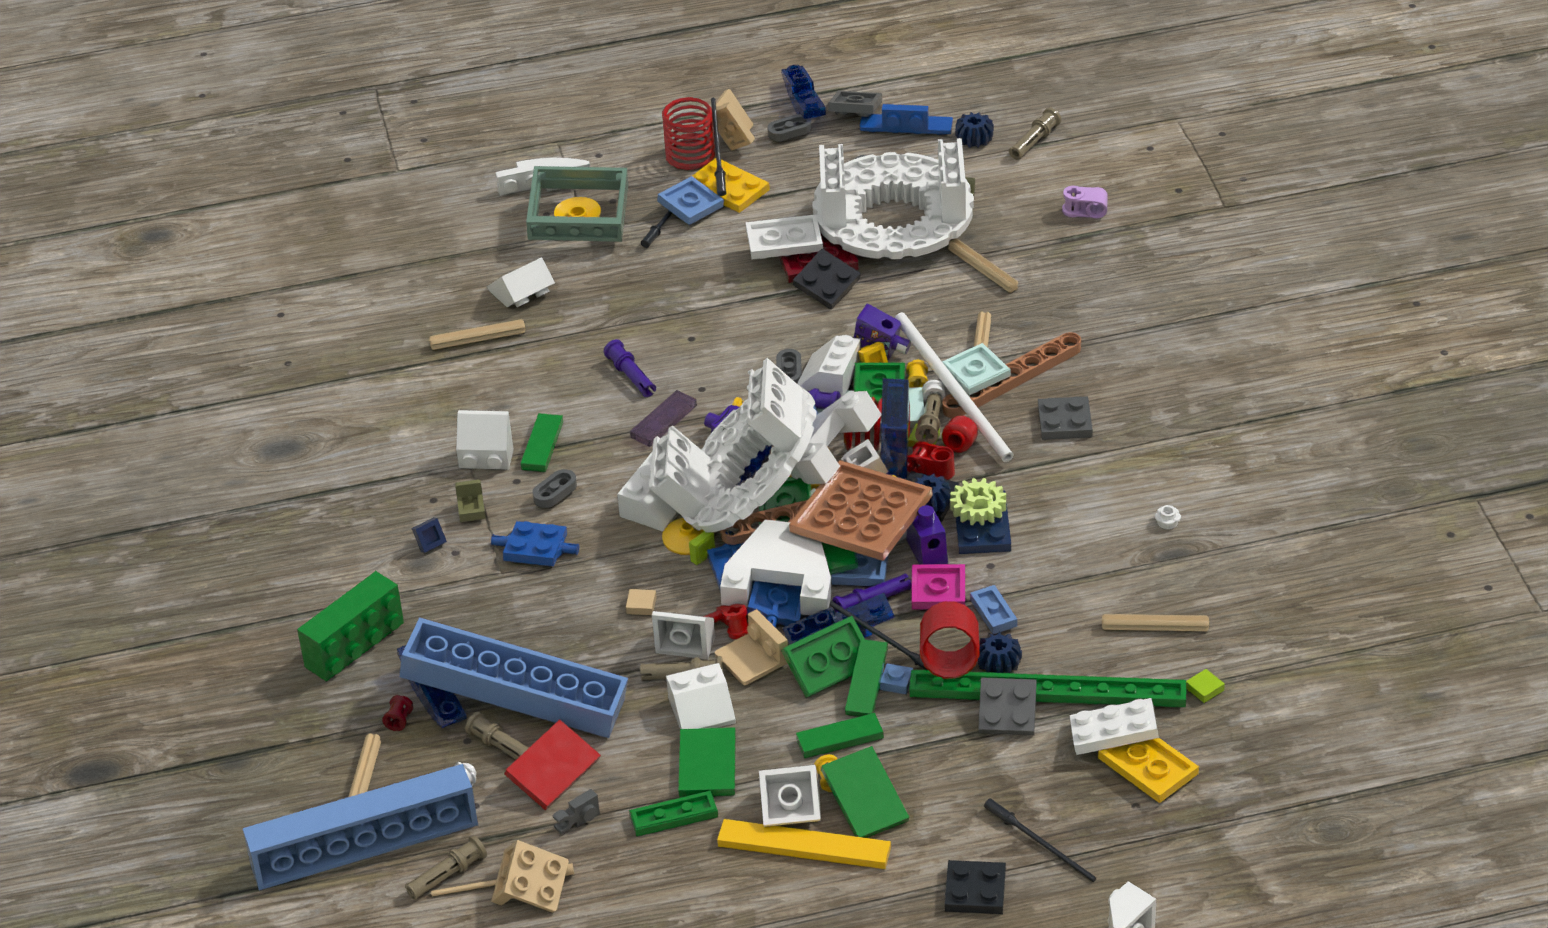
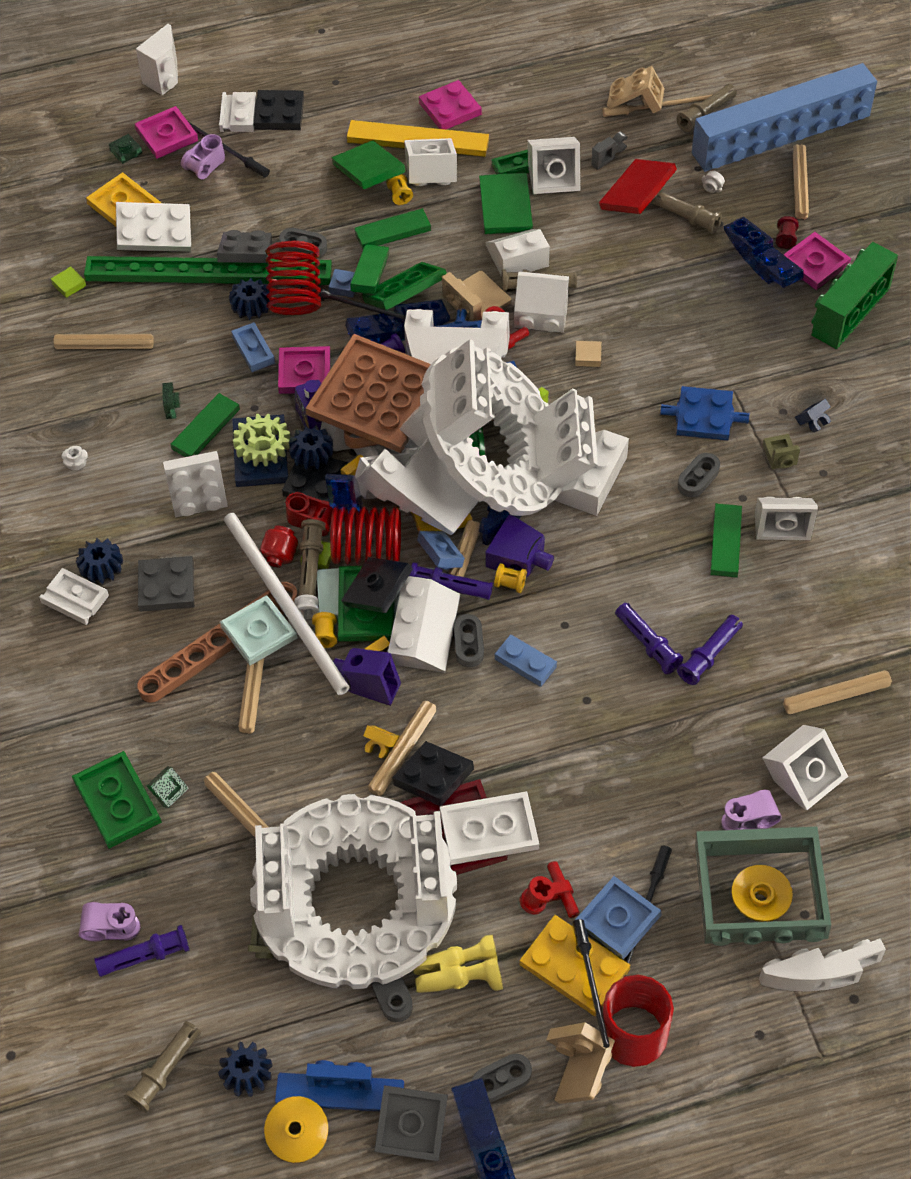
camera: 175 degrees right, 15 degrees up
(375, 683) = (818, 260): none -> dark pink plate
(513, 677) = (687, 231): medium blue brick -> none
(572, 258) = (751, 811): none -> lavender piece
(585, 355) = (703, 657): none -> dark purple pin
(644, 785) = (554, 165): none -> white slope
(663, 417) = (600, 575): clear purple tile -> none
(738, 358) = (525, 660): none -> medium blue plate
(742, 214) = (542, 891): none -> red piece
(761, 887) = (450, 105): none -> dark pink plate
(800, 174) = (445, 968): none -> light yellow piece
(855, 299) = (402, 748): none -> tan axle
(865, 371) = (377, 584): none -> black plate
(867, 297) = (381, 737): none -> yellow tile
(940, 107) = (308, 1141): none -> yellow dish
(942, 716) = (295, 234): none -> dark grey plate
(1026, 886) = (238, 112): none -> white plate
(1038, 452) = (195, 484): none -> white plate
(1038, 543) = (205, 426): none -> green tile
(1046, 190) = (156, 947): none -> dark purple pin
(1048, 276) = (167, 787): none -> clear green plate
(1062, 817) = (204, 156): none -> lavender piece
(1075, 557) = (171, 400): none -> clear green plate
(1090, 277) = (116, 799): none -> green tile
(1113, 853) = (166, 132): none -> dark pink plate
(1128, 426) = (99, 561): none -> dark blue gear
(1148, 404) = (74, 596): none -> white plate
(1163, 841) = (125, 148): none -> clear green plate

